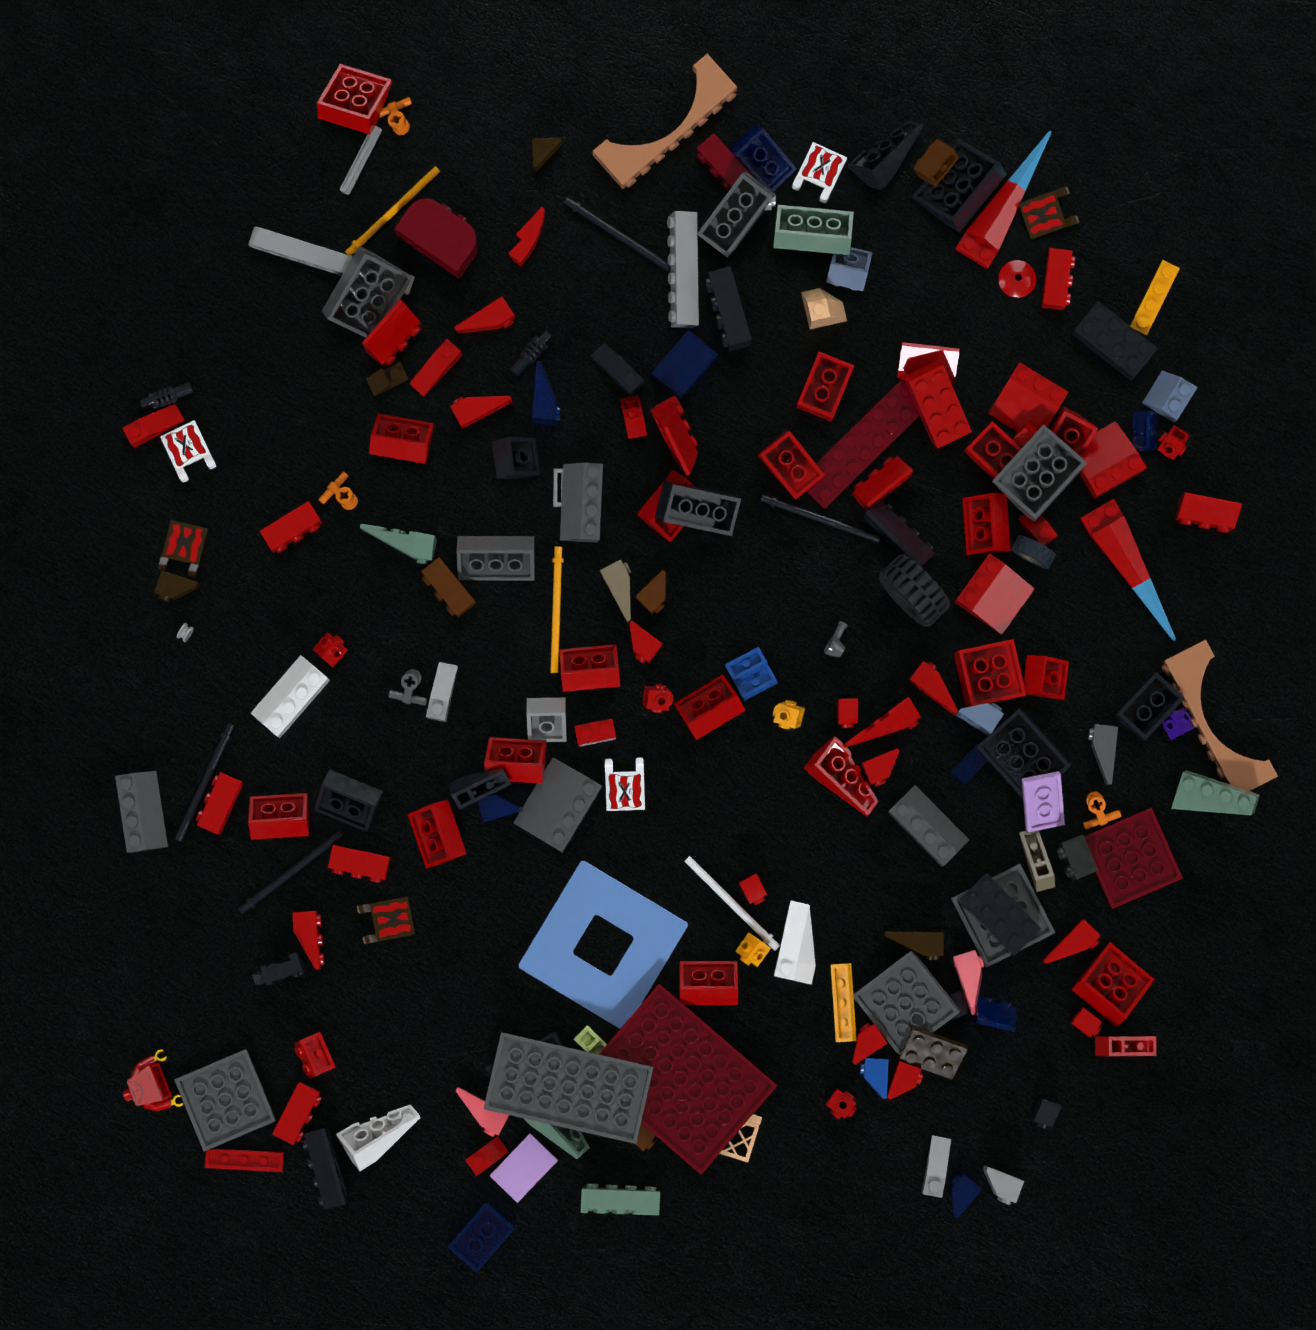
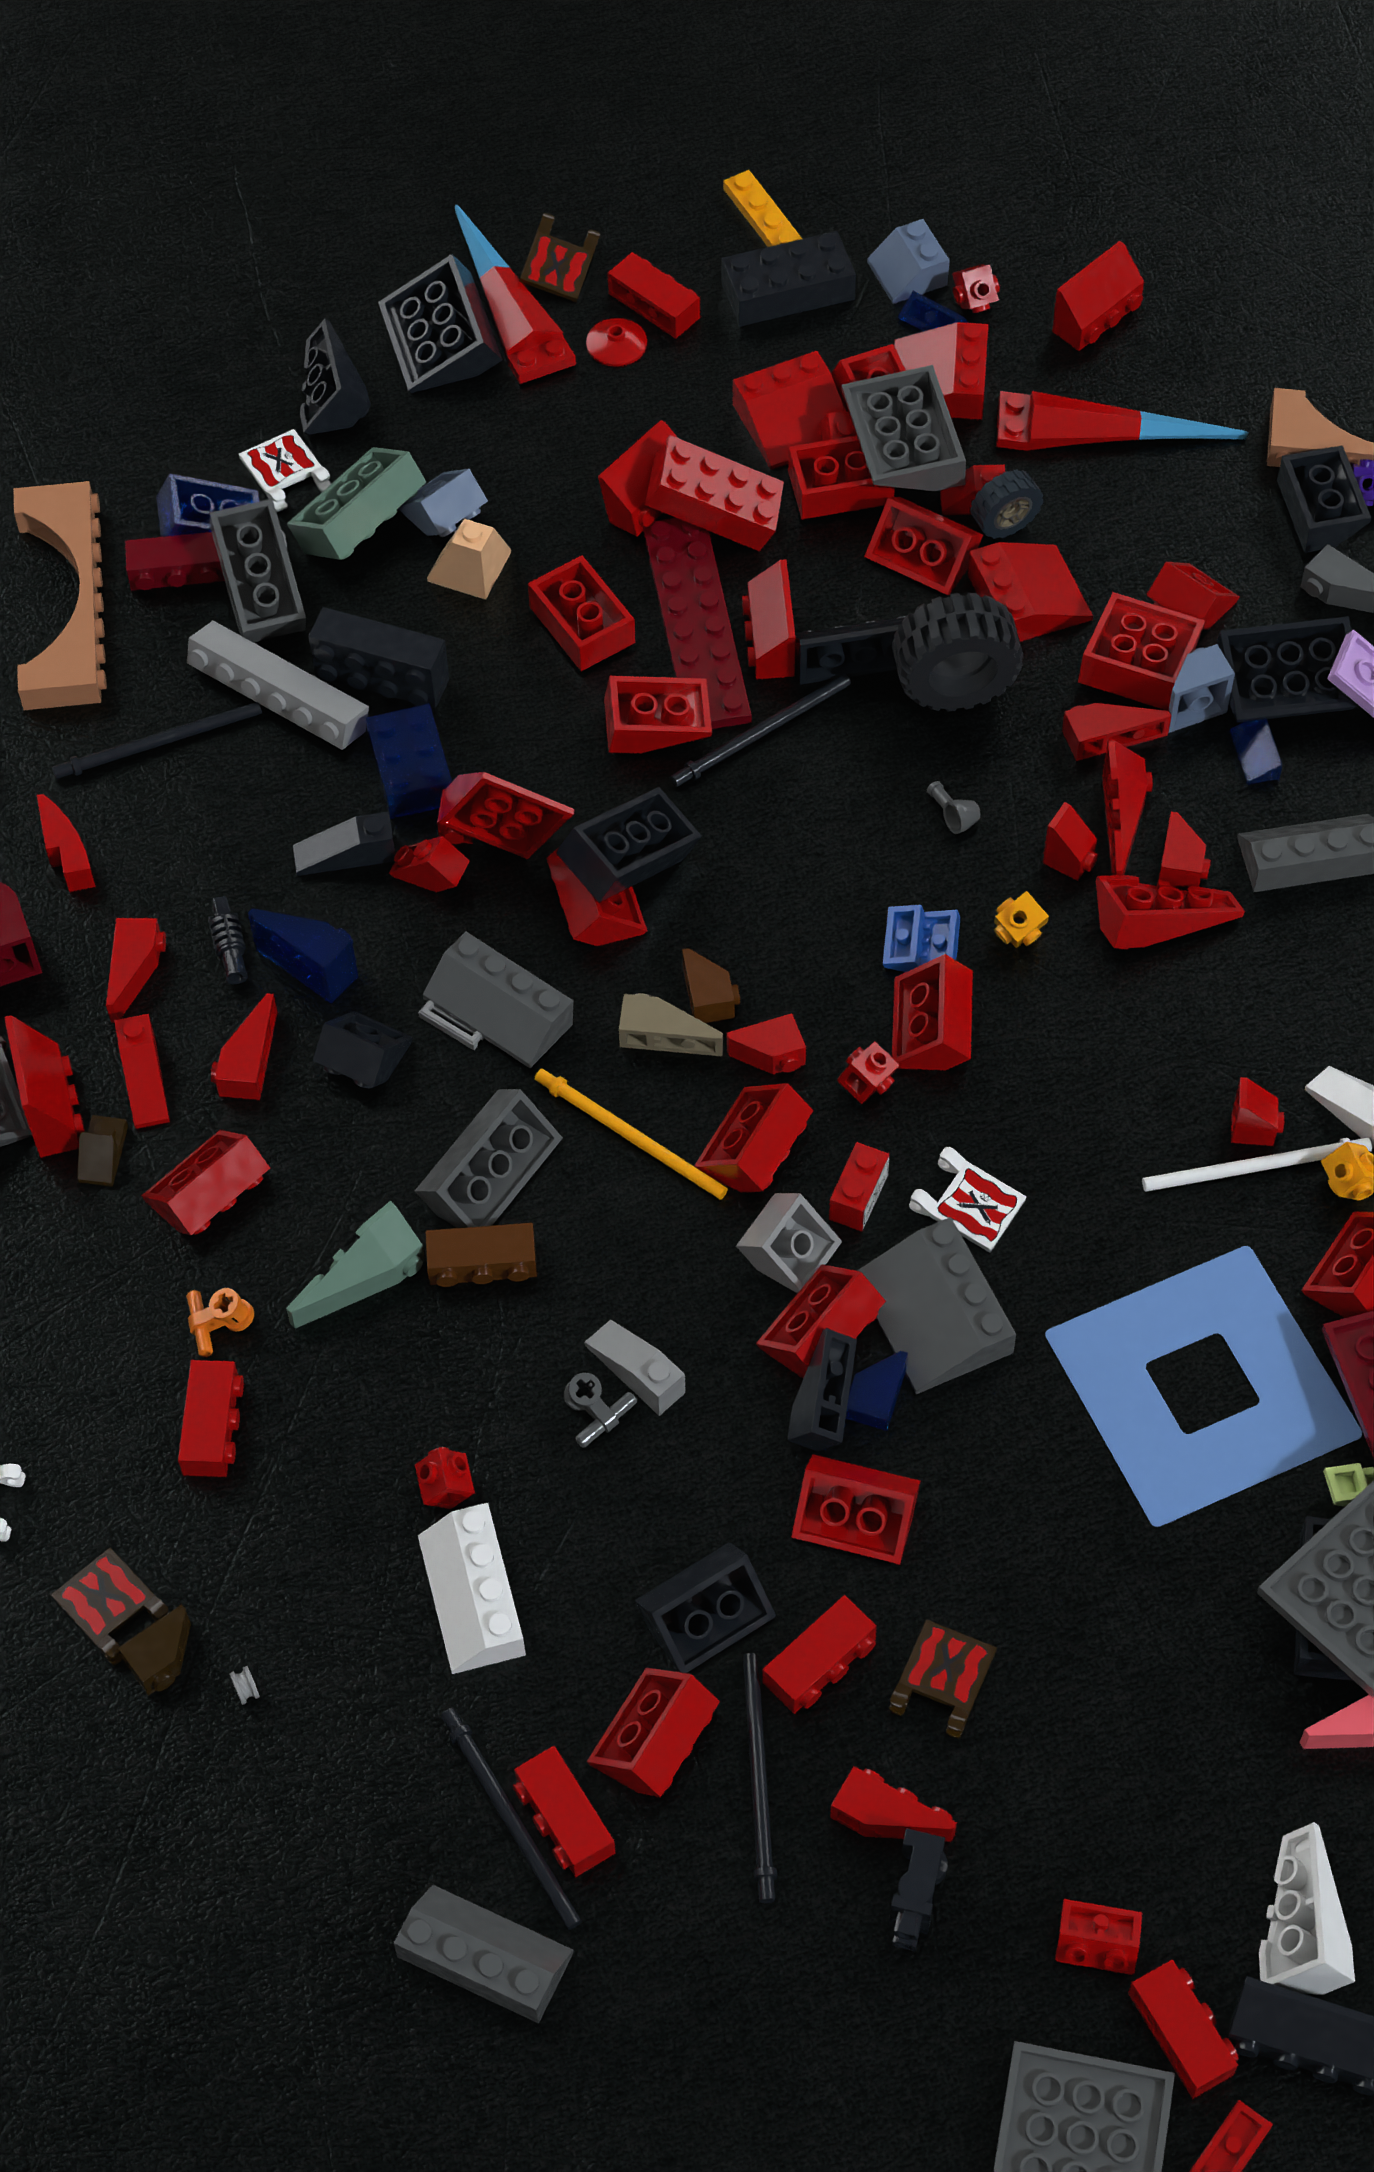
camera: 55 degrees left, 25 degrees down
(936, 162) = (388, 332): reddish brown brick -> none

